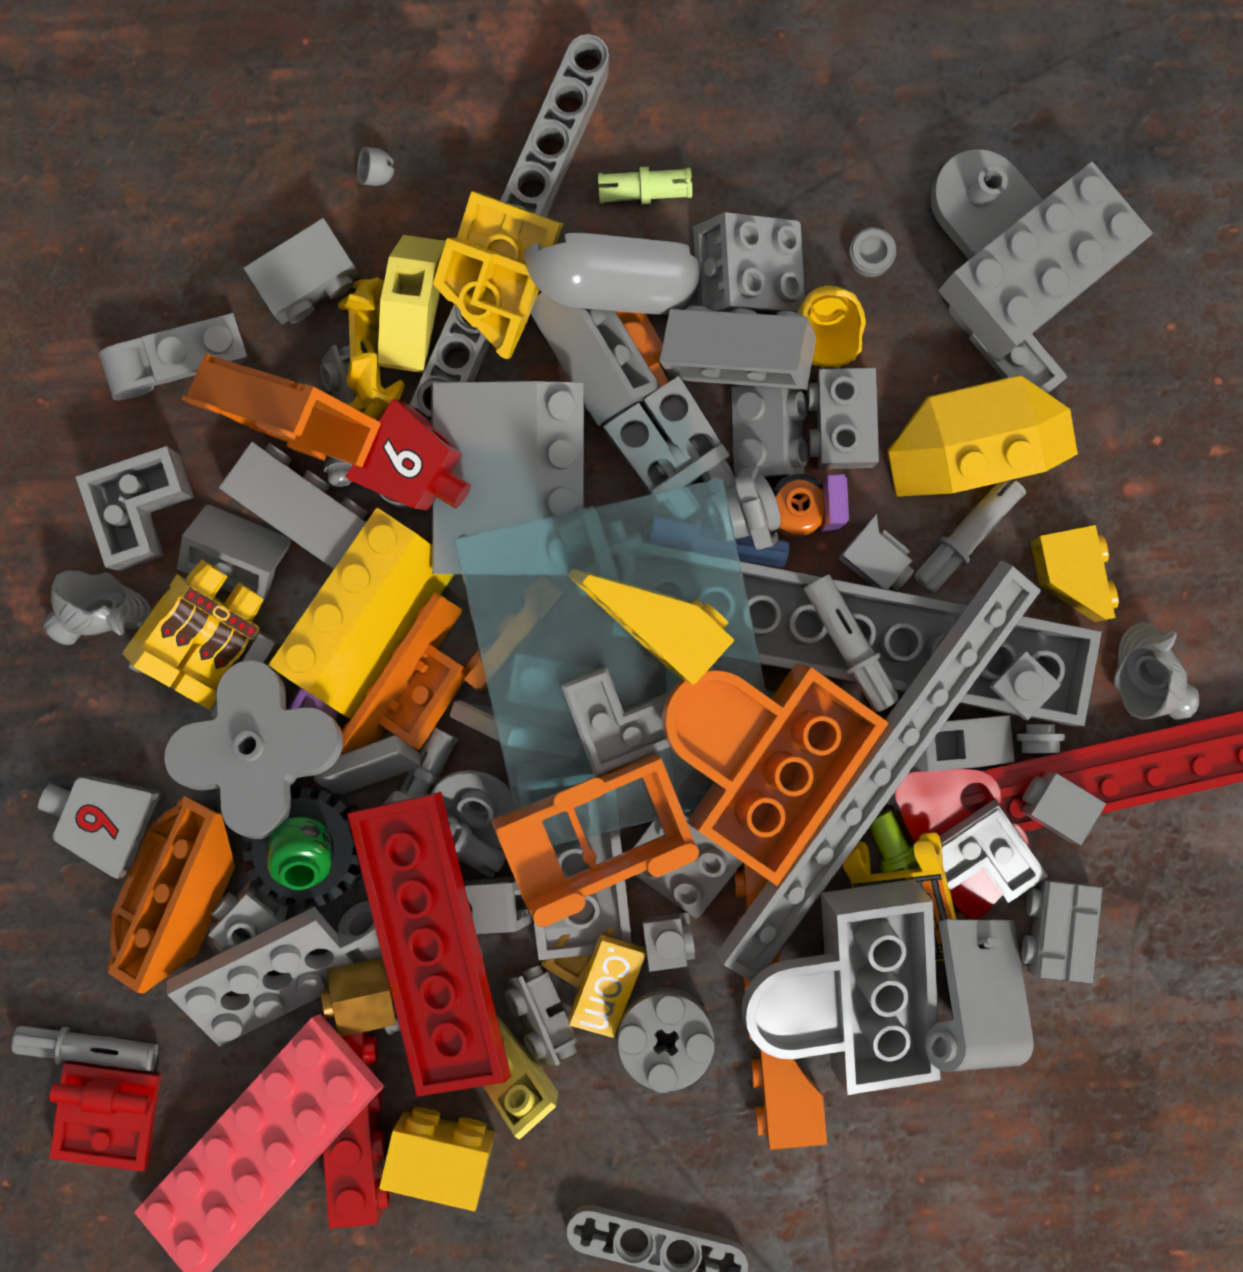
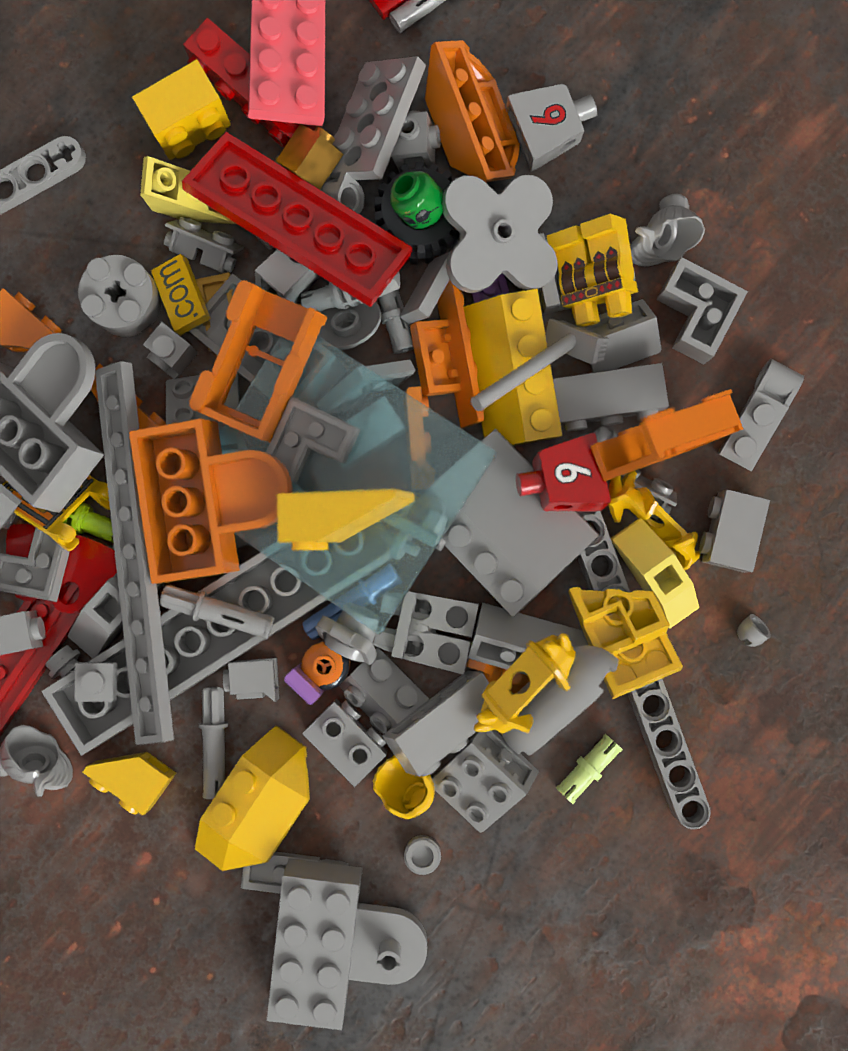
camera: 135 degrees right, 0 degrees up
(288, 595) = (561, 339): none -> light grey piece
(595, 311) = (541, 662): none -> yellow piece

